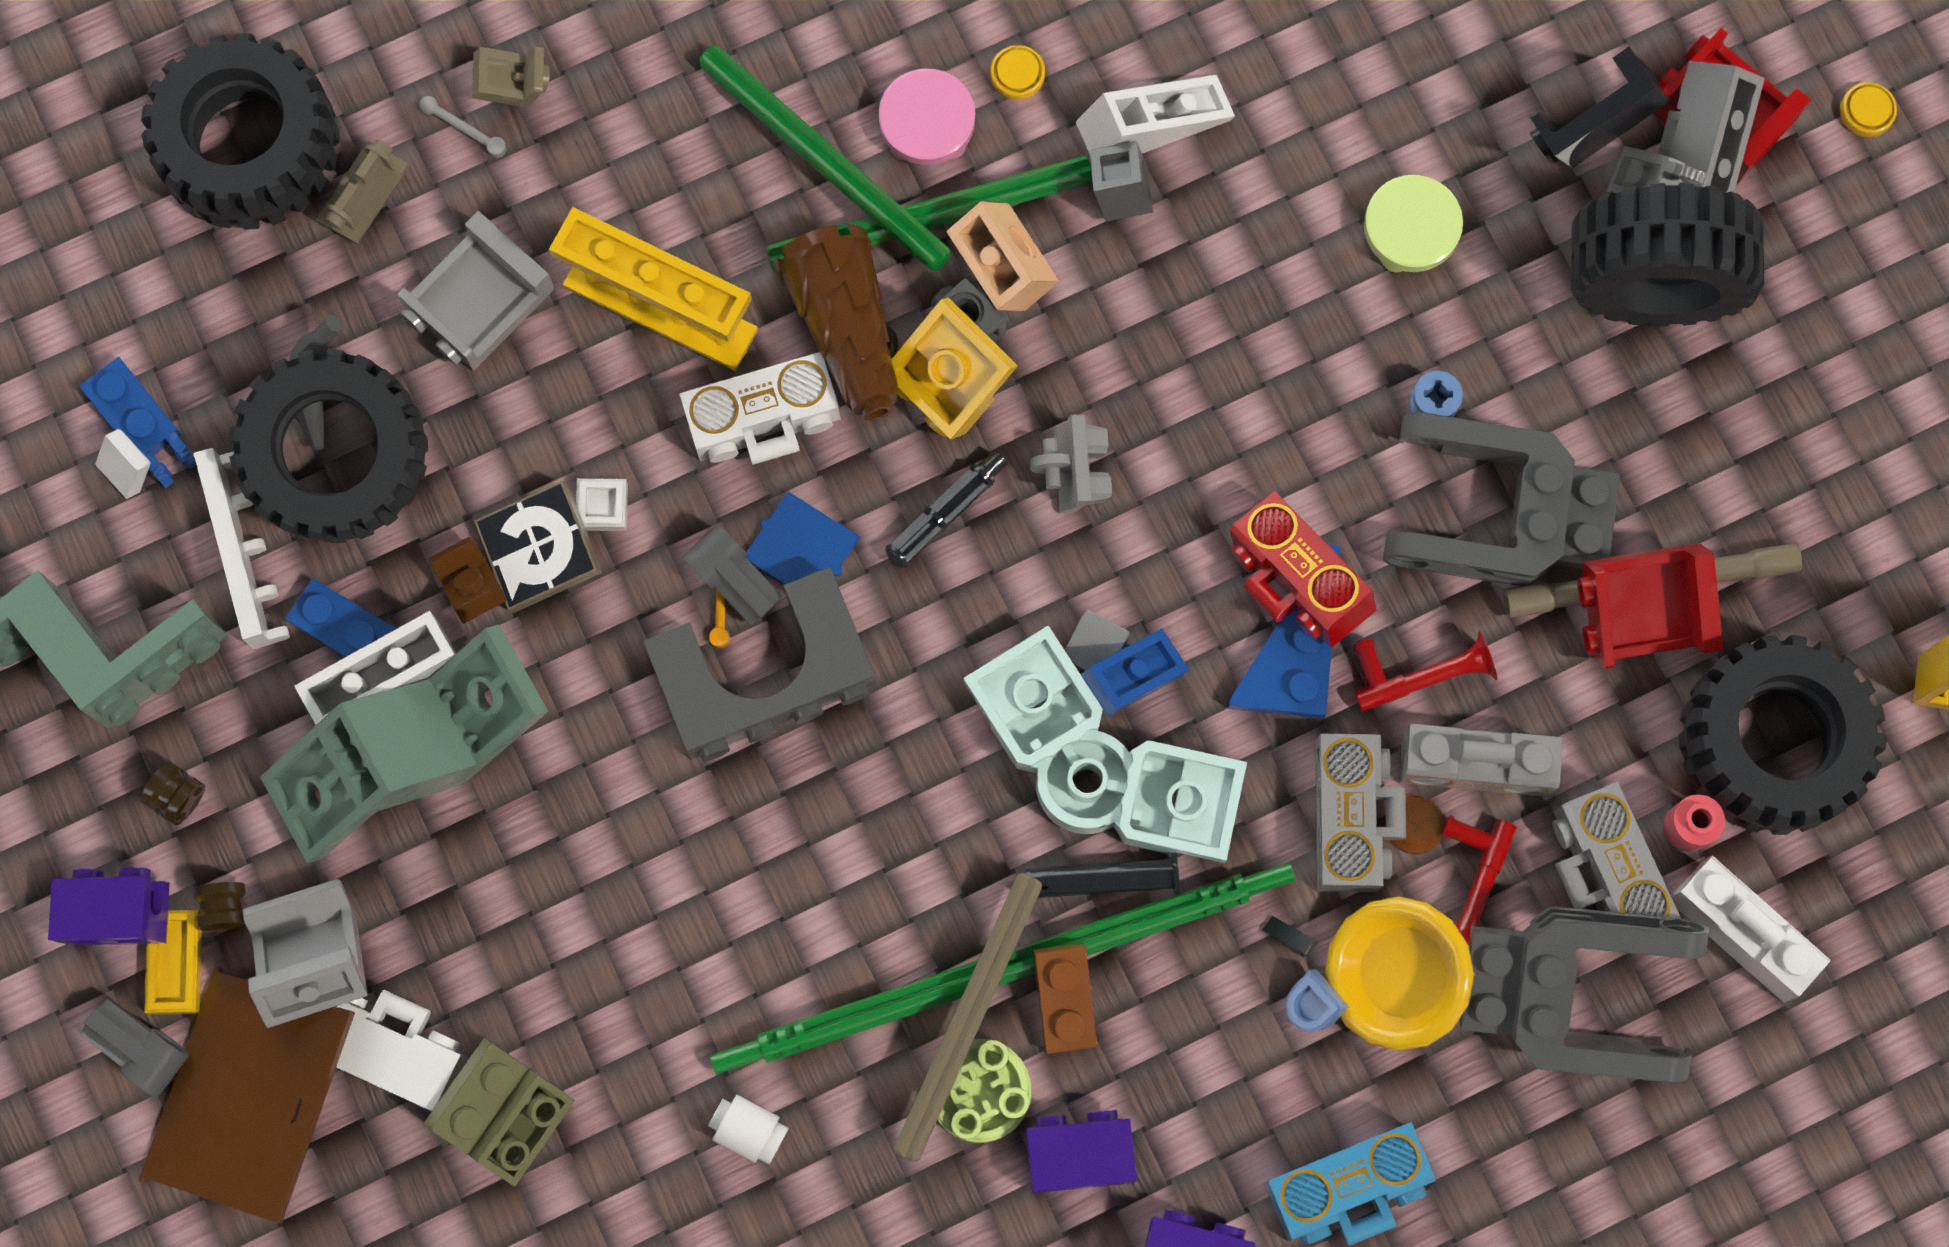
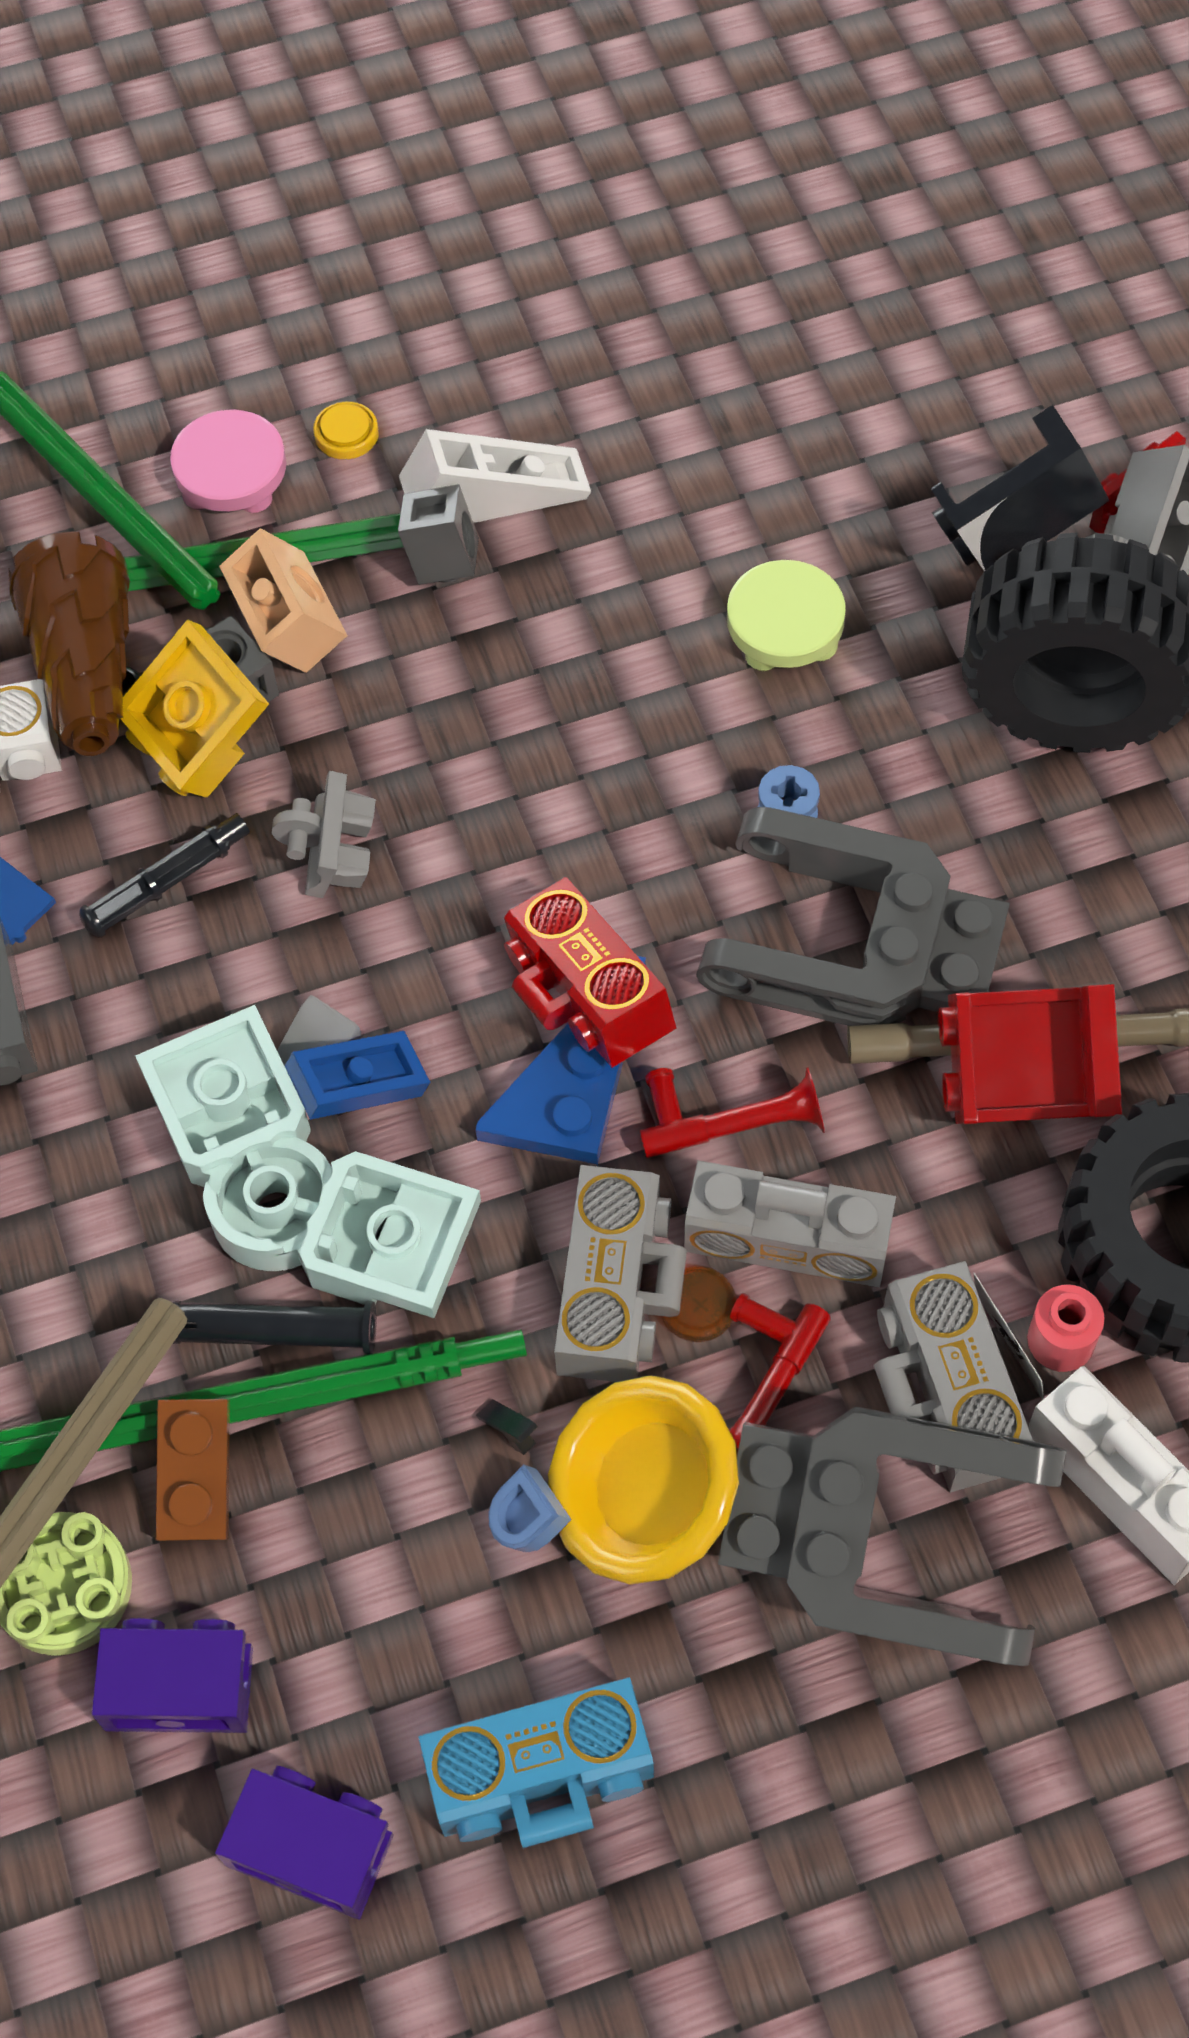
camera: 10 degrees right, 15 degrees down
(1653, 834) = (1009, 1337): none -> white sticker

